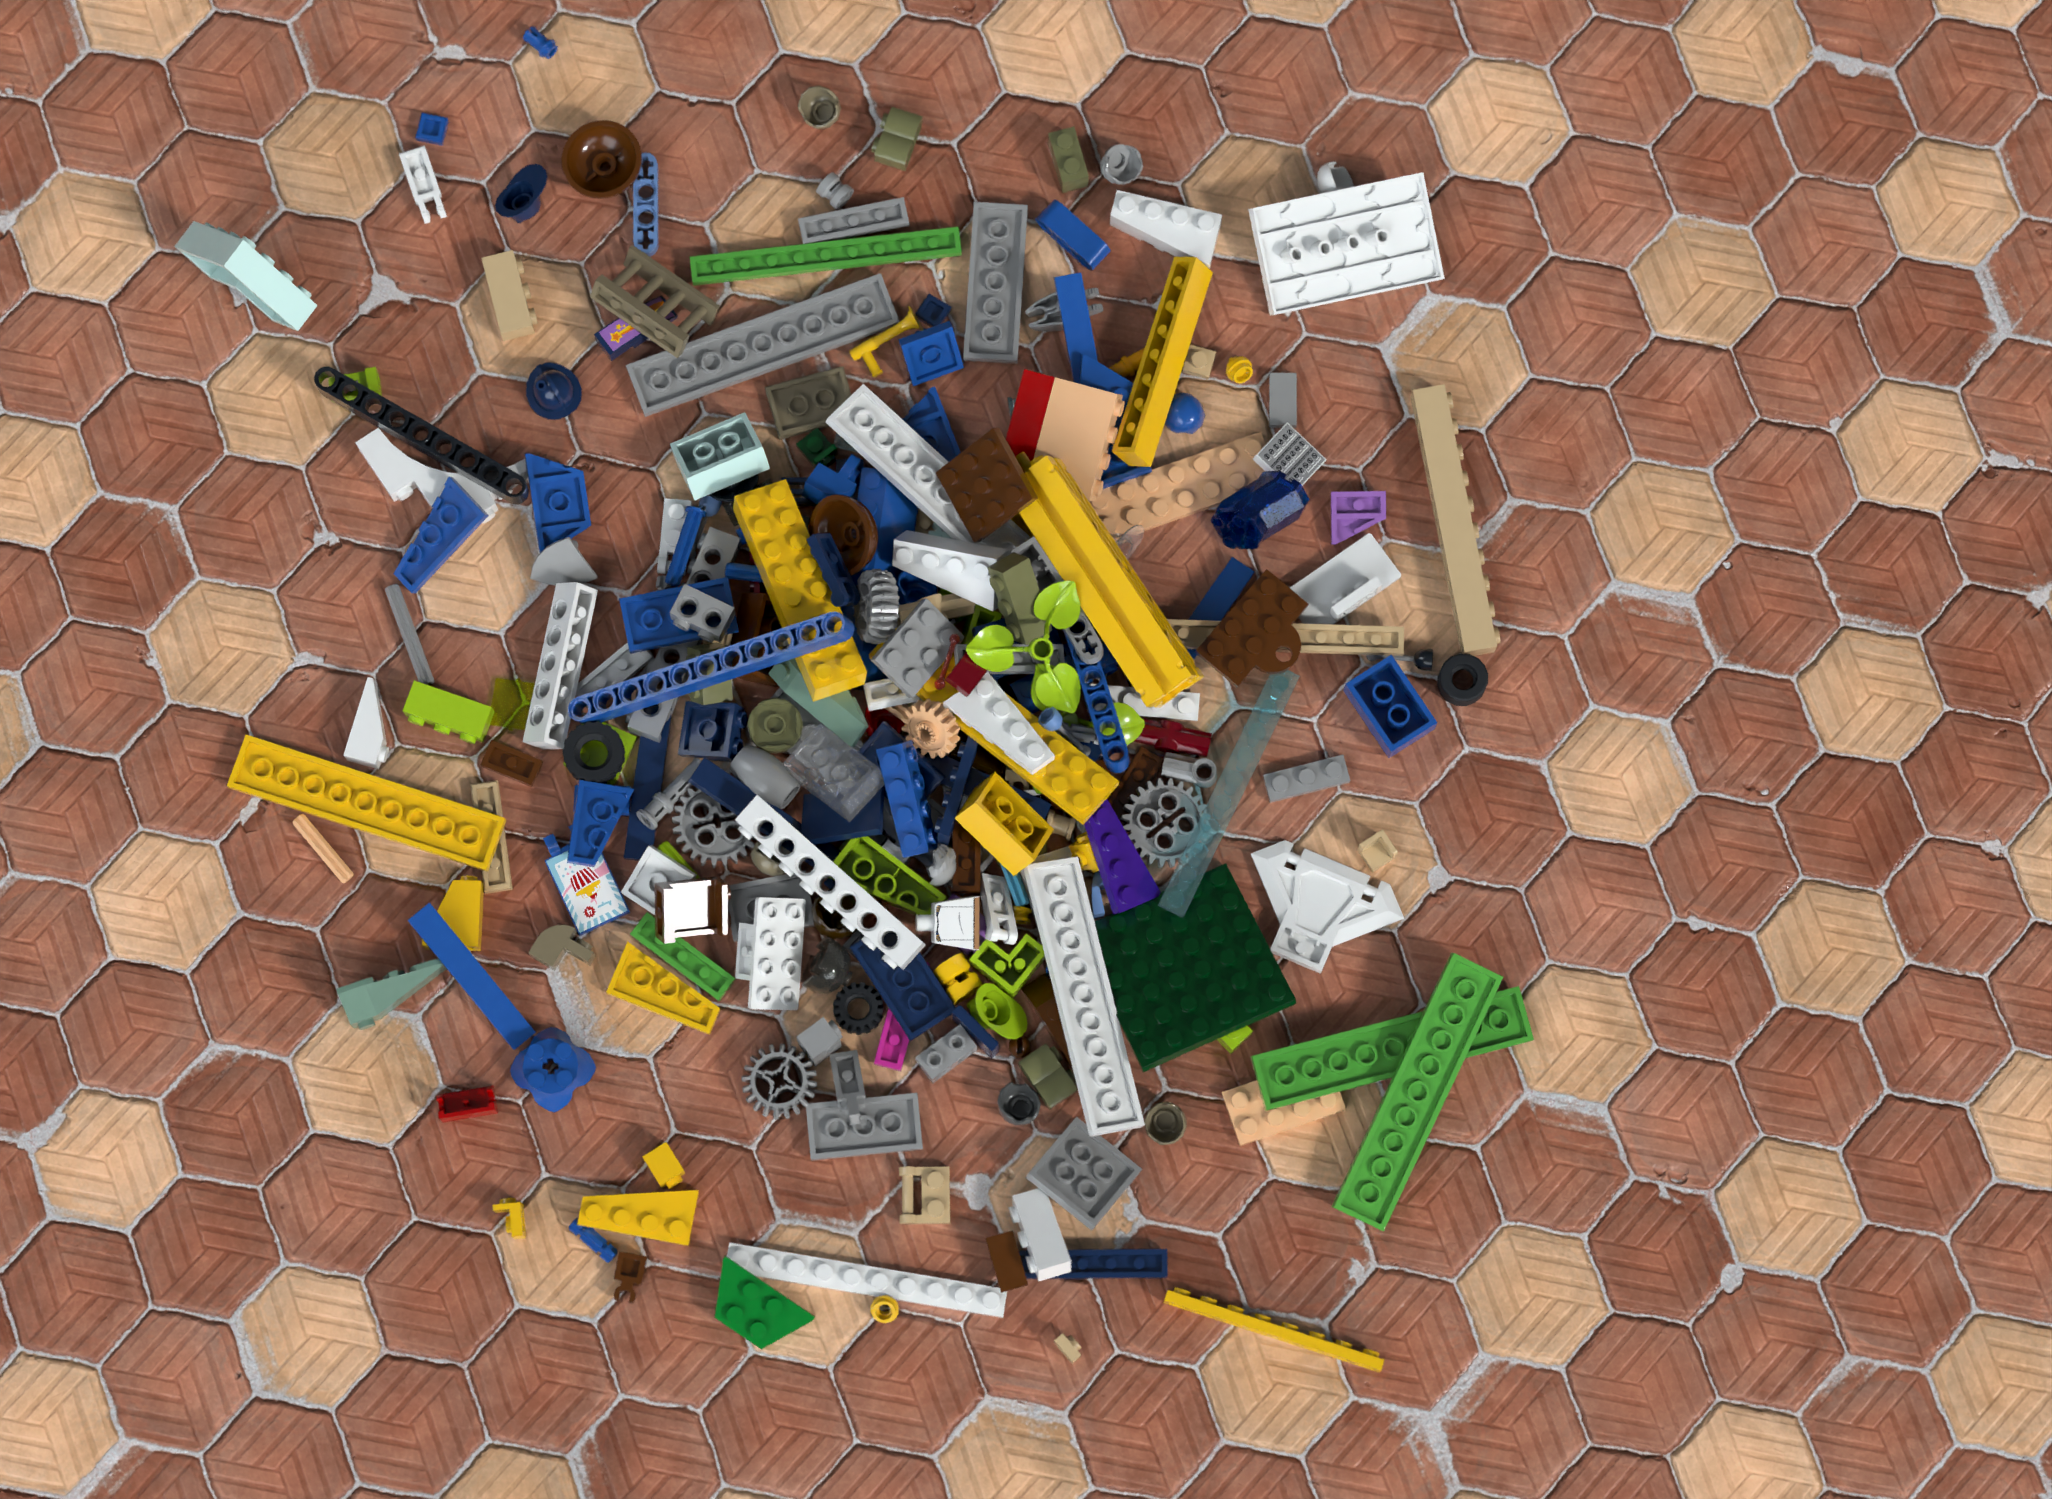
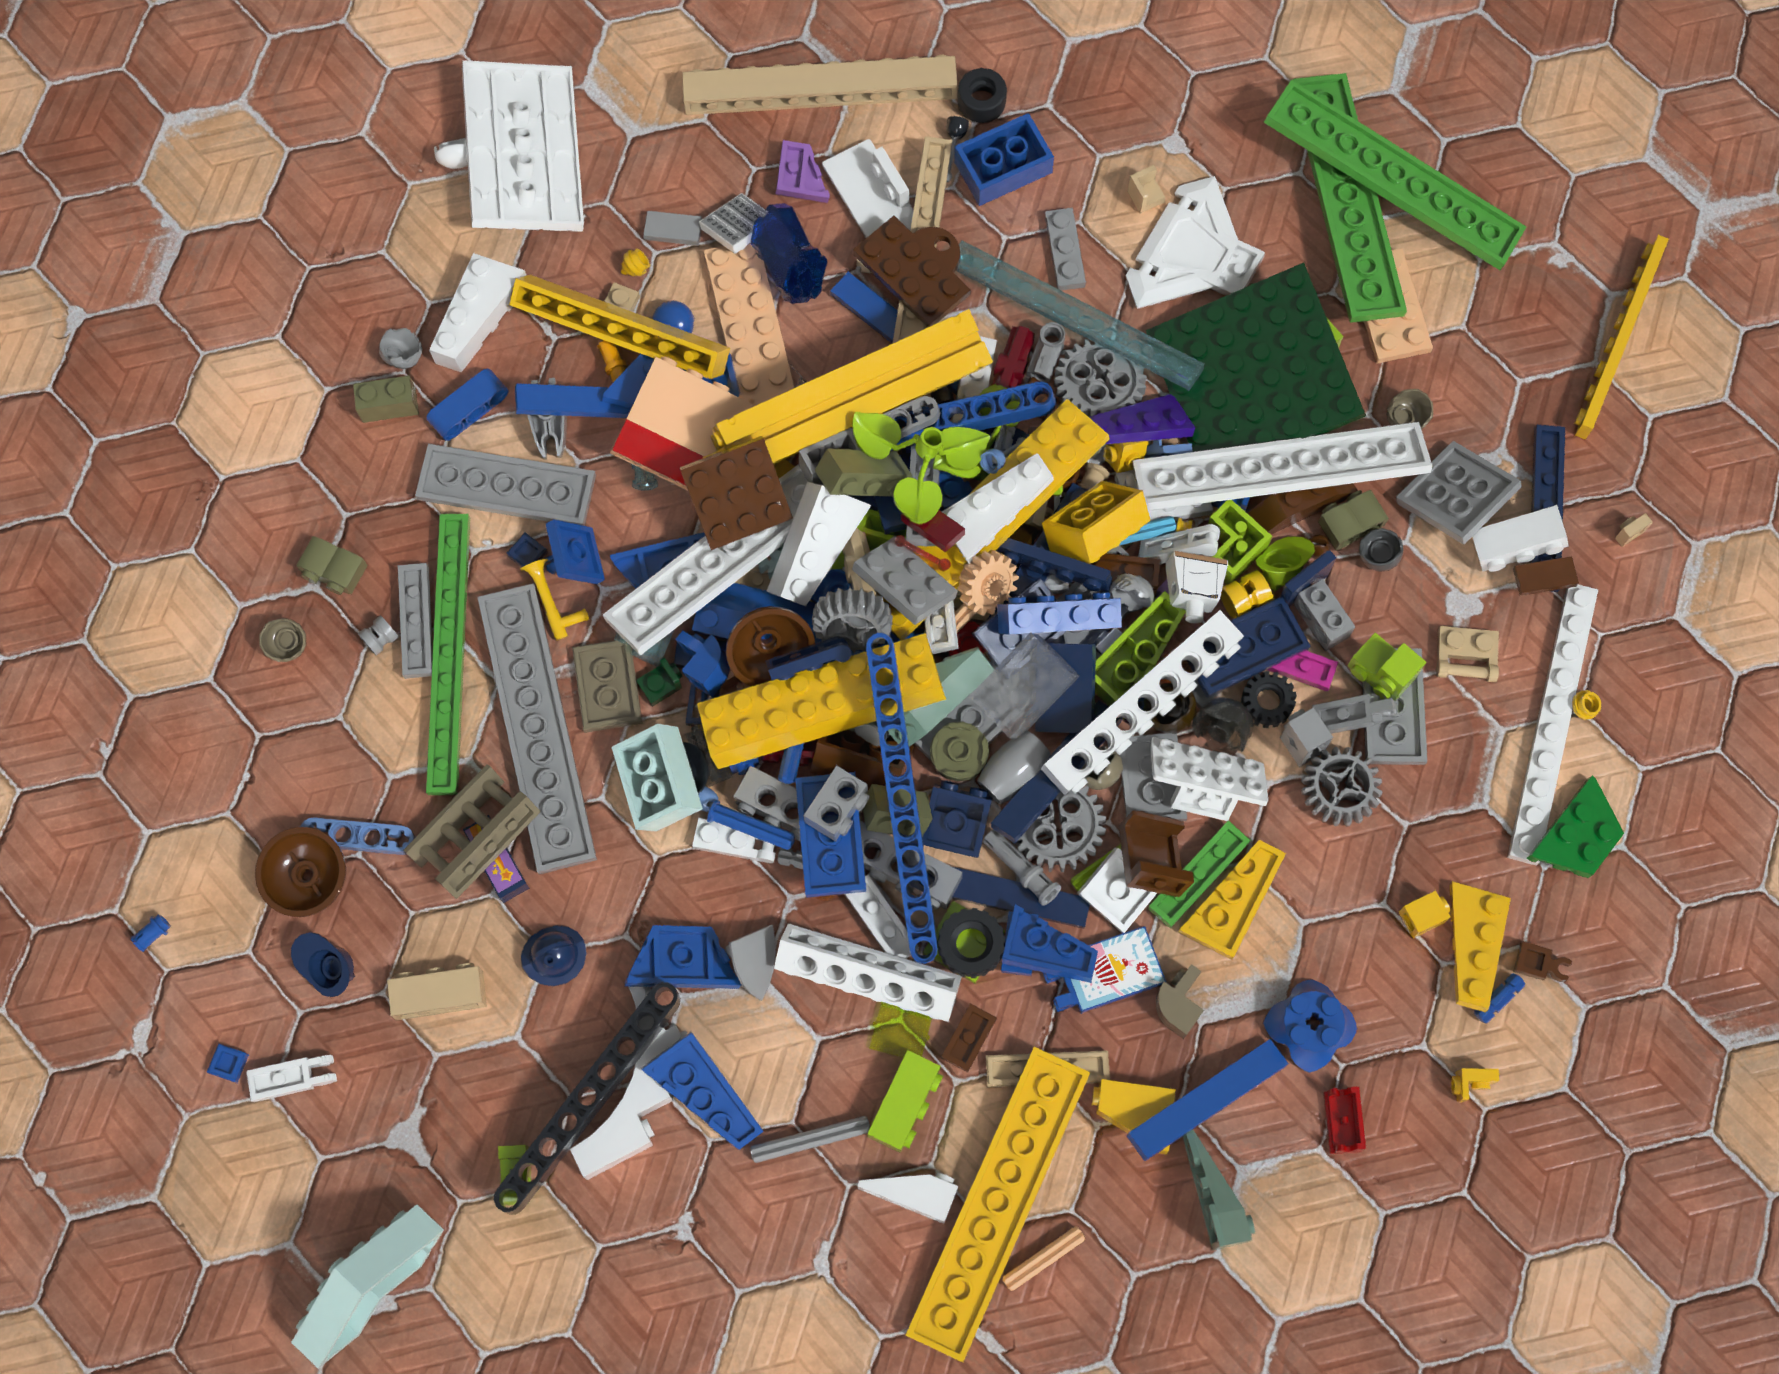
camera: 80 degrees left, 5 degrees down
(893, 1109) = (1386, 668): none -> lime brick

